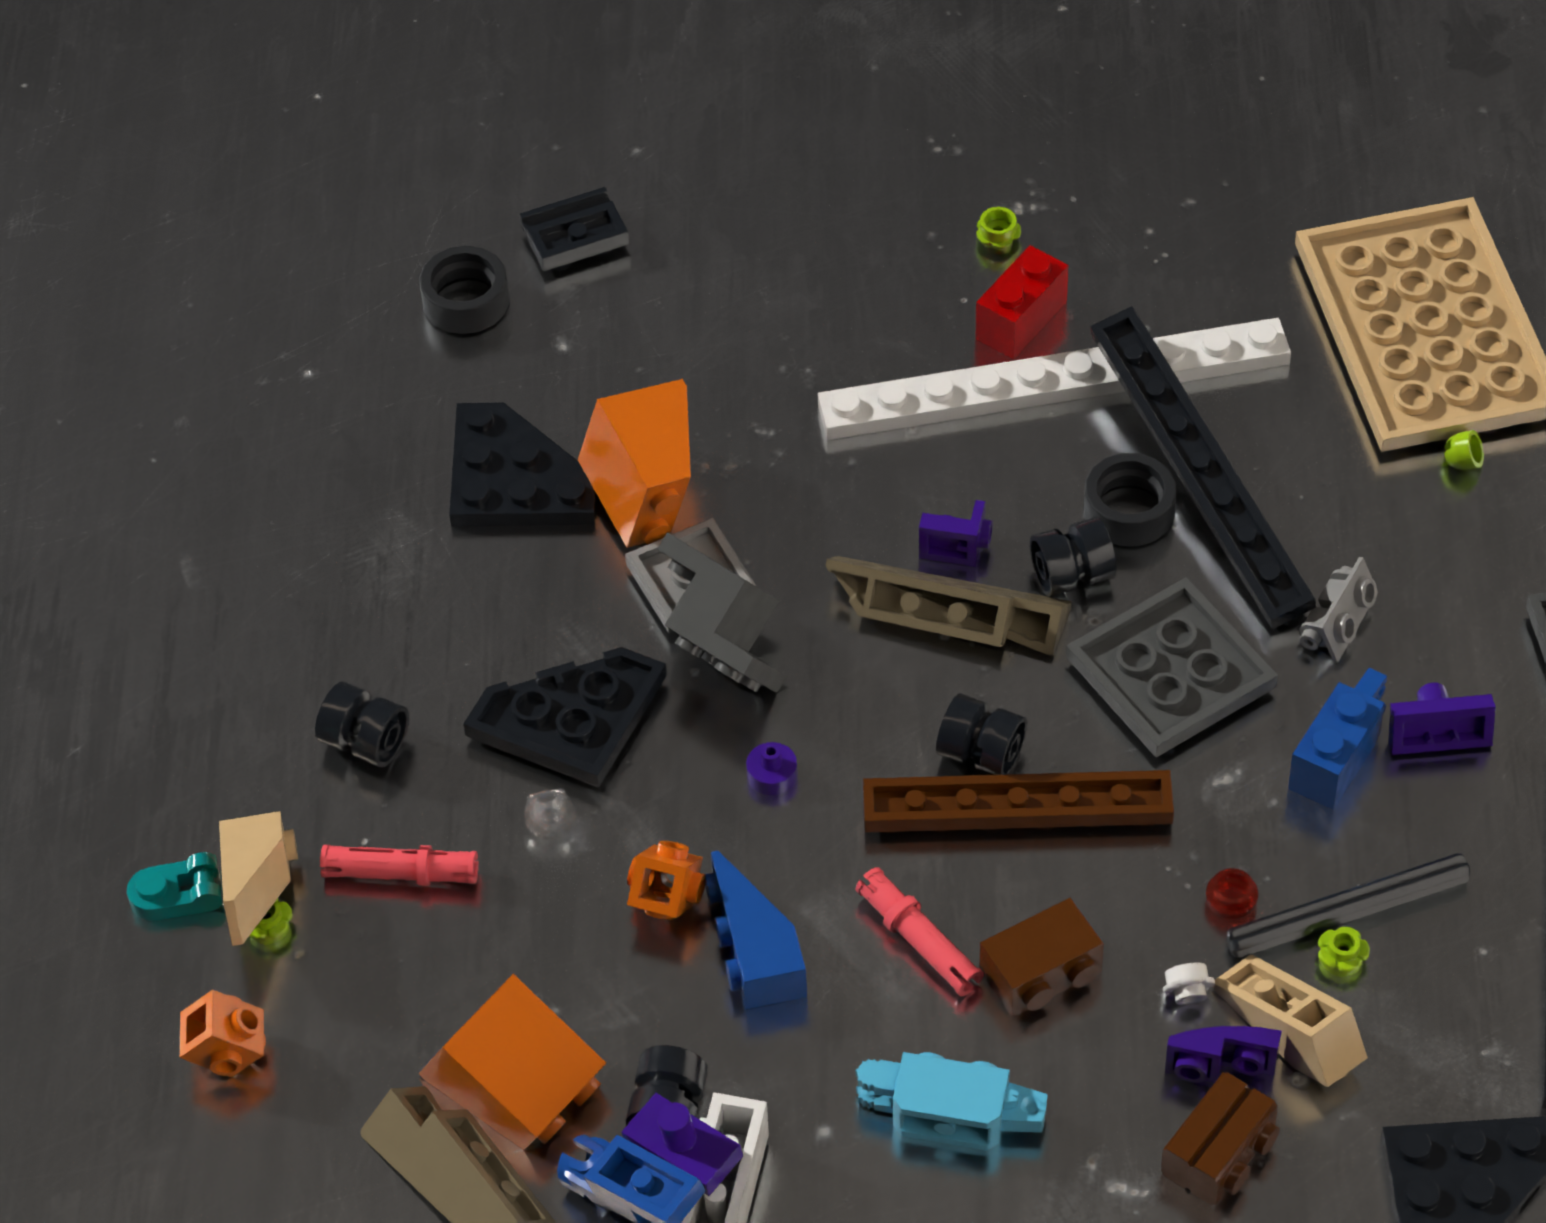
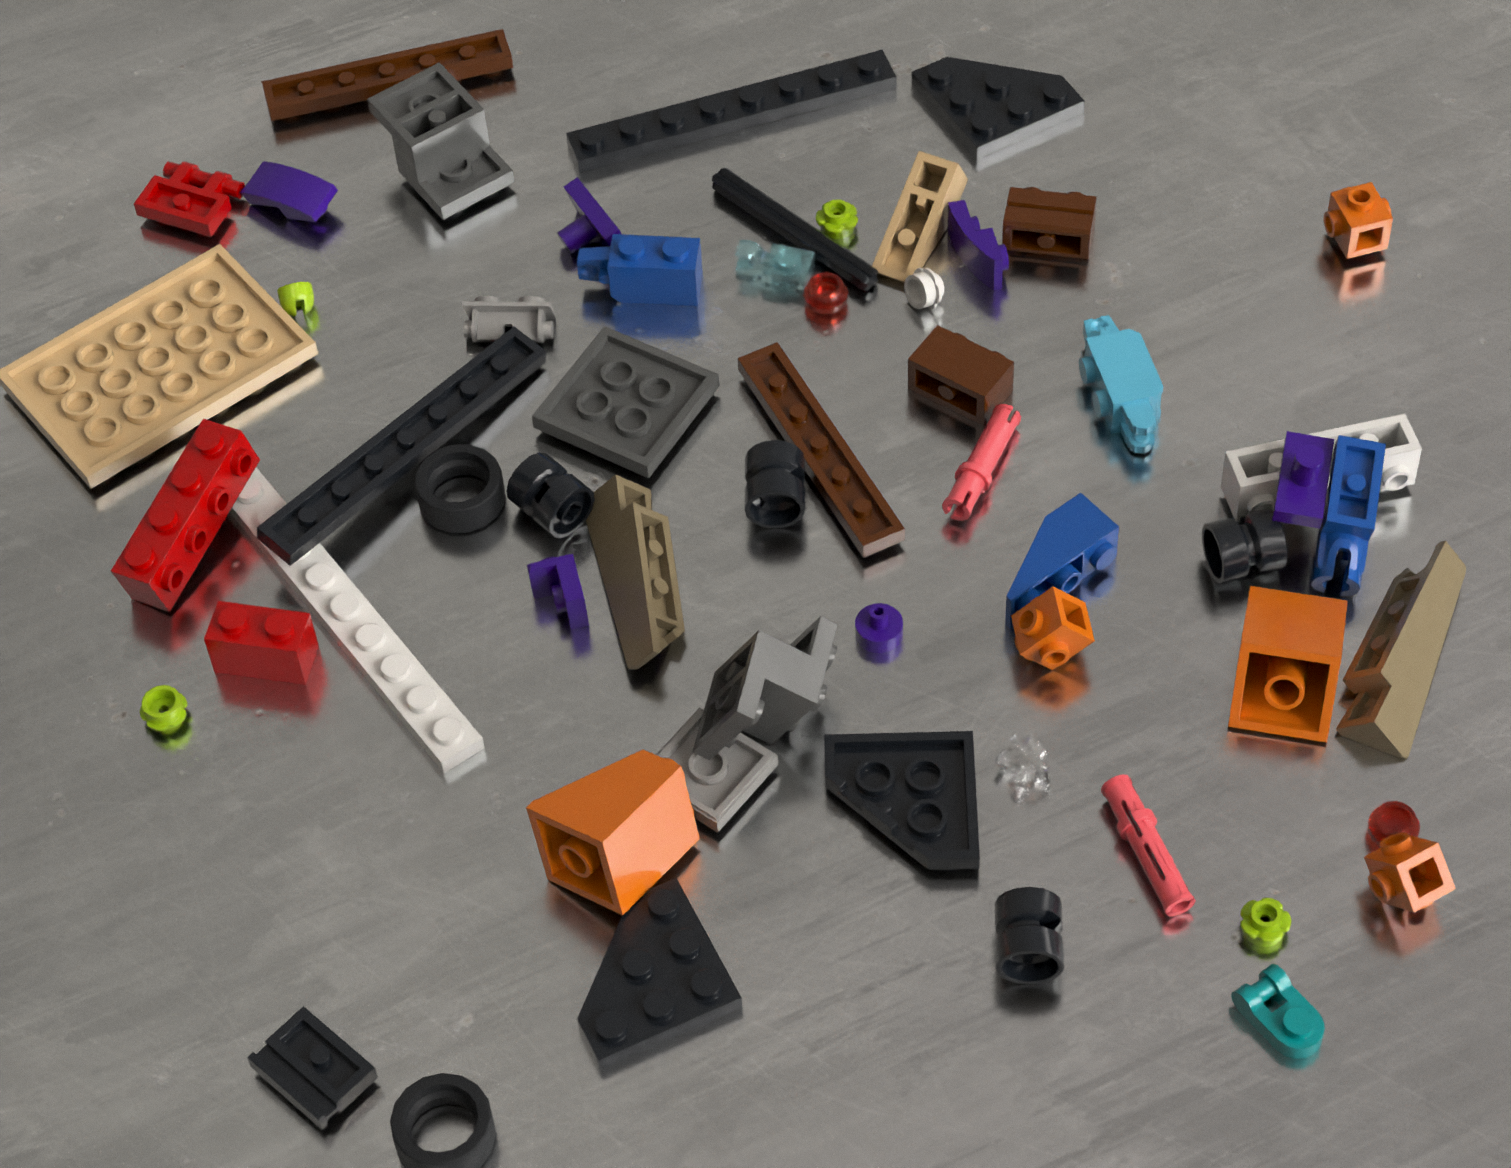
camera: 115 degrees left, 0 degrees up
(253, 869) = (1240, 930): tan slope -> none
(289, 1070) = (1391, 819): none -> clear red plate
(1195, 276) = (185, 515): none -> red brick
(1295, 874) = (781, 269): none -> clear light blue plate

